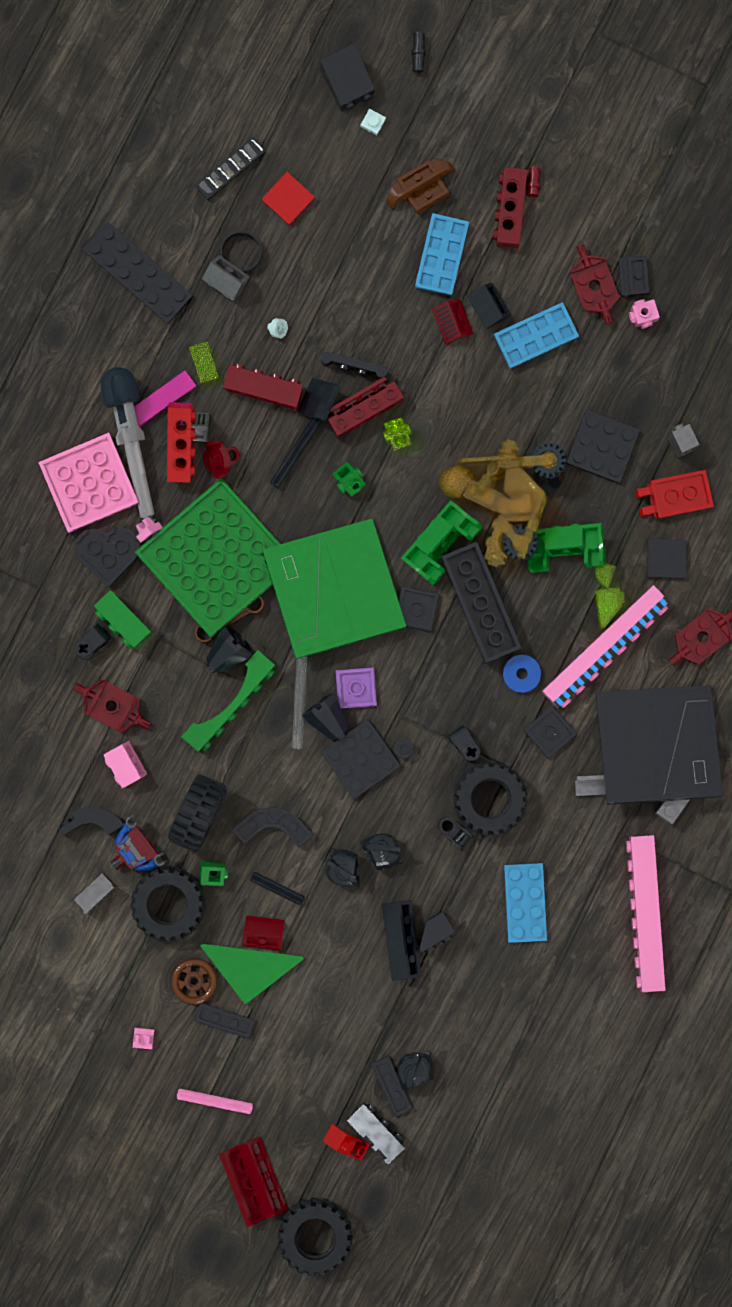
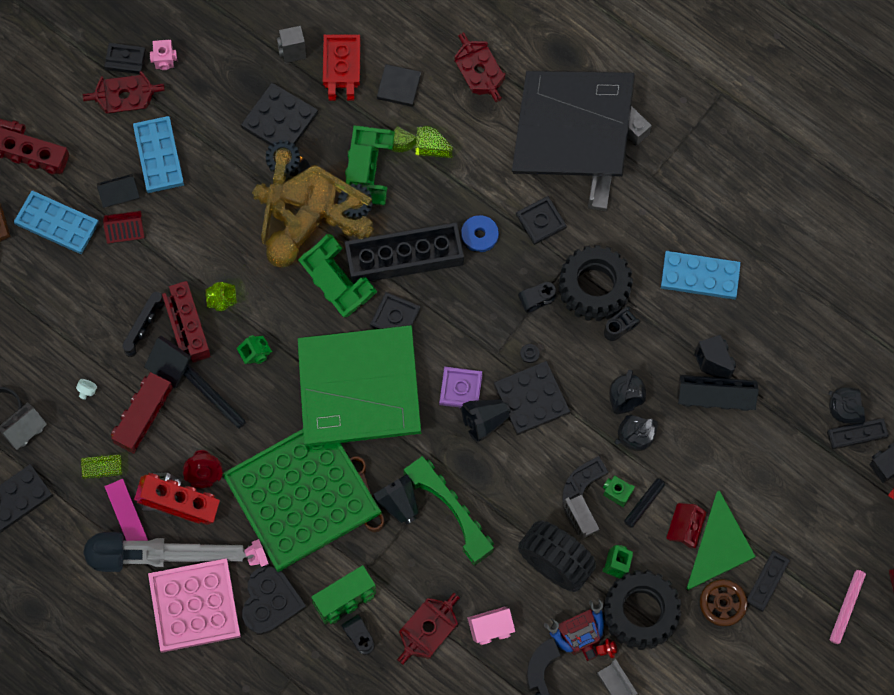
camera: 75 degrees left, 15 degrees down
(127, 880) = (610, 648): none -> red plate
(143, 1038) = (772, 665): bright pink tile -> none
(247, 829) = (581, 516): none -> flat silver panel
(281, 868) = (618, 497): none -> green brick
(299, 703) = (464, 444): clear axle -> none
(605, 646) = (471, 154): bright pink brick -> none
(647, 913) = (730, 168): bright pink brick -> none

